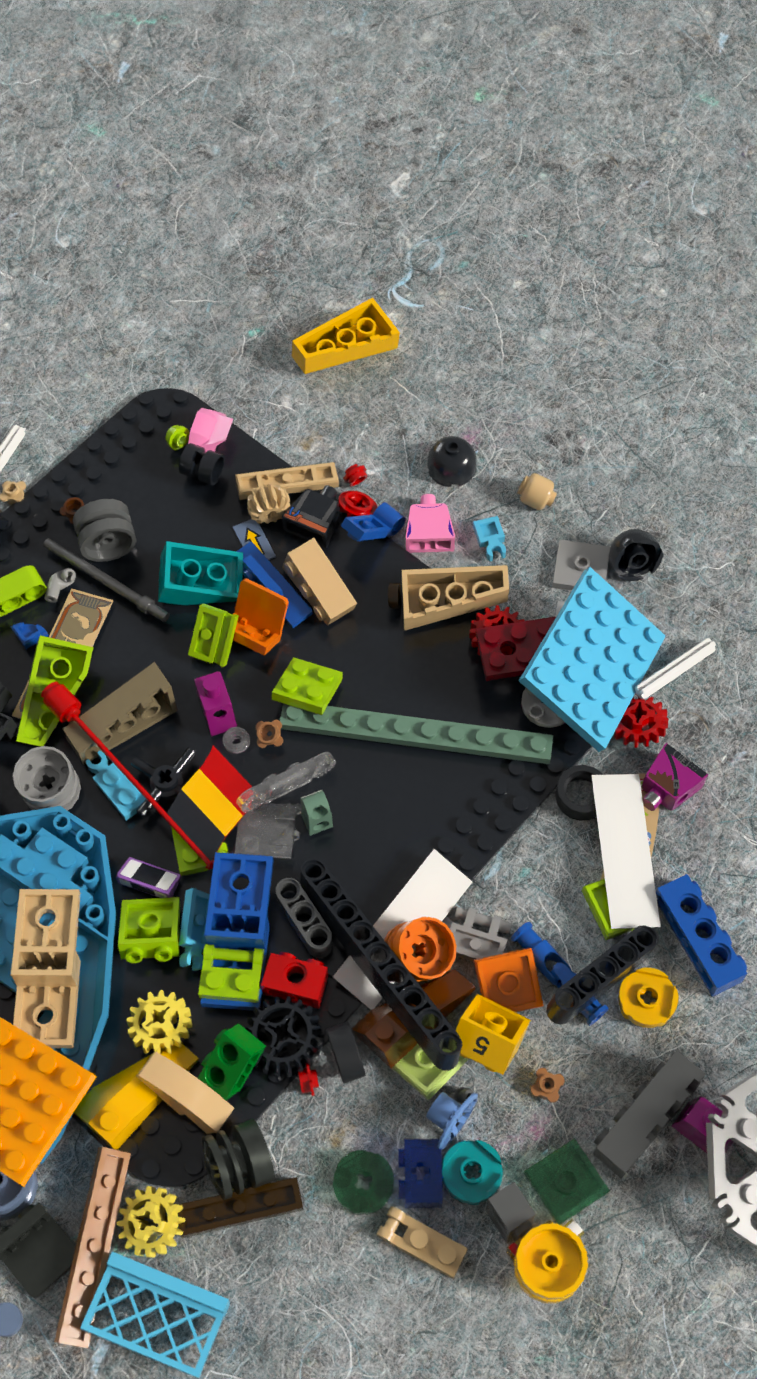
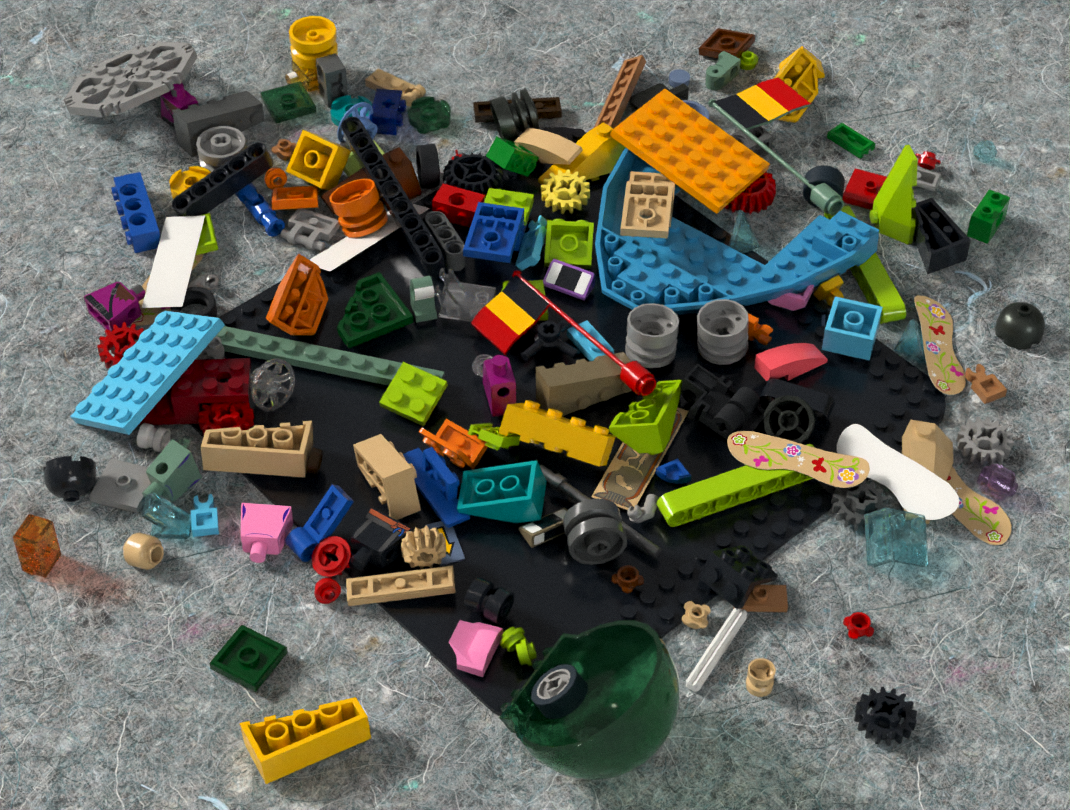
camera: 175 degrees left, 15 degrees down
(98, 345) = (626, 707): none -> clear green windscreen
(121, 377) = (559, 691): none -> black wheel
(140, 1232) = (578, 104): light yellow gear -> none
(145, 558) = (544, 529): none -> slope
(163, 424) = (526, 652): none -> lime plate
(165, 1286) = (574, 77): medium azure fence -> none
(167, 642) = (557, 432): none -> yellow wedge
(262, 730) = (454, 365): medium nougat plate -> none
(285, 782) = (444, 320): clear plate -> none
(373, 800) = (372, 312): none -> dark green plate
(411, 409) = (248, 658): none -> dark green plate
(452, 461) = (220, 596): black cylinder -> none
(461, 786) = (299, 299): none -> orange wedge
(465, 678) = (269, 383): none -> clear wheel
(525, 525) = (166, 518): none -> clear light blue slope
(539, 558) = (172, 472): none -> sand green torso
(541, 1021) = (272, 174): none -> orange plate
(583, 838) = (205, 281): none -> light grey arm
(631, 1033) = (219, 145): none -> light grey wheel
(634, 471) = (37, 545): none -> clear orange brick
(675, 668) = (72, 384): white axle -> none

